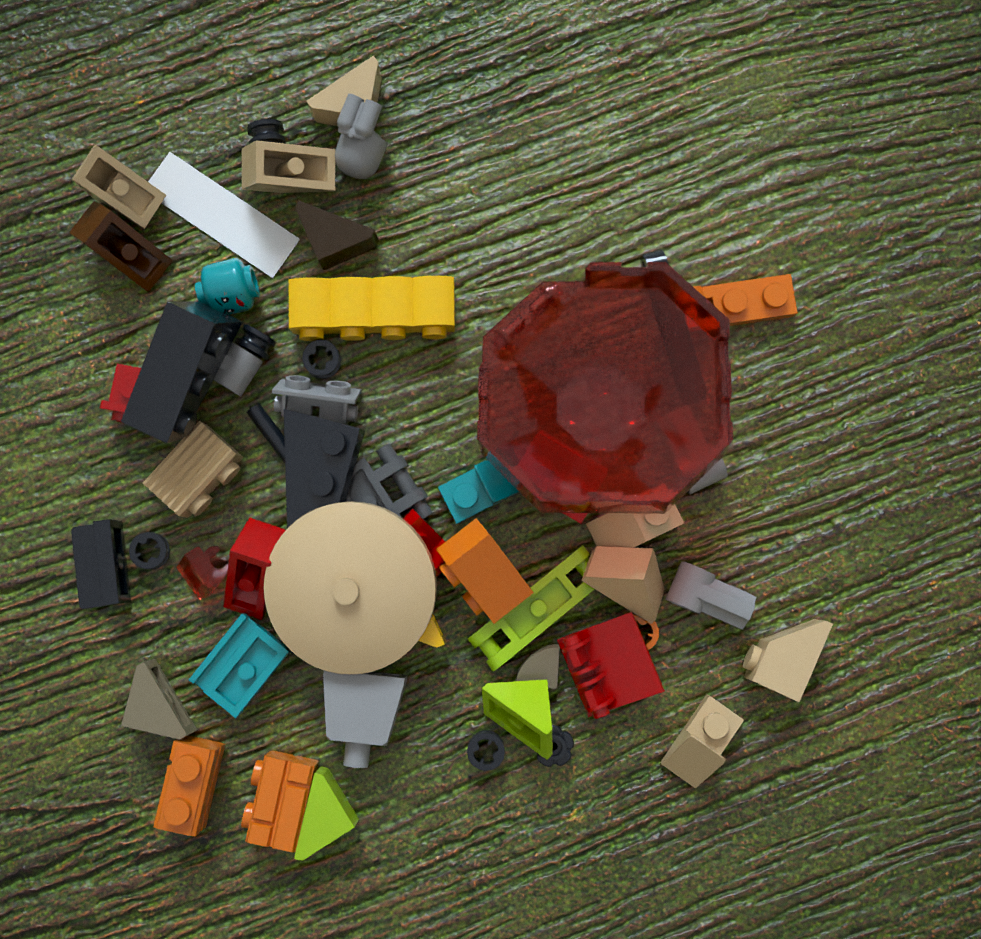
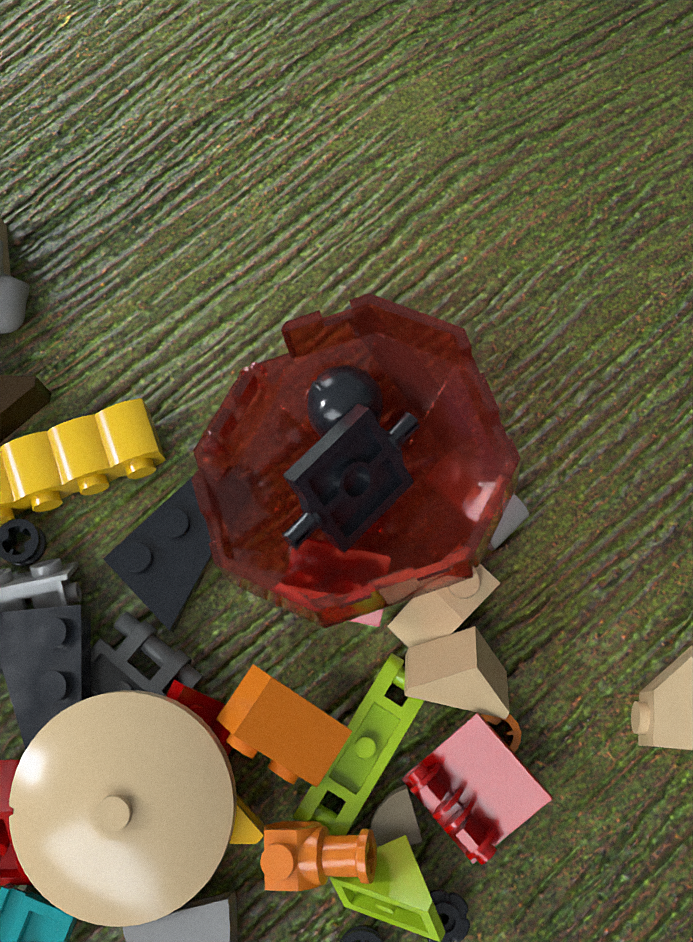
camera: 15 degrees left, 10 degrees down
(436, 406) = (166, 556): none -> black wing
(472, 667) = (305, 855): none -> orange connector
(476, 491) = (246, 633): teal slope -> none
(598, 403) = (349, 478): none -> black plate
(614, 341) = (338, 392): none -> black hair
(701, 592) = (548, 660): light grey piece -> none
(701, 742) = (621, 845): tan slope -> none
(753, 299) = (491, 313): orange plate -> none

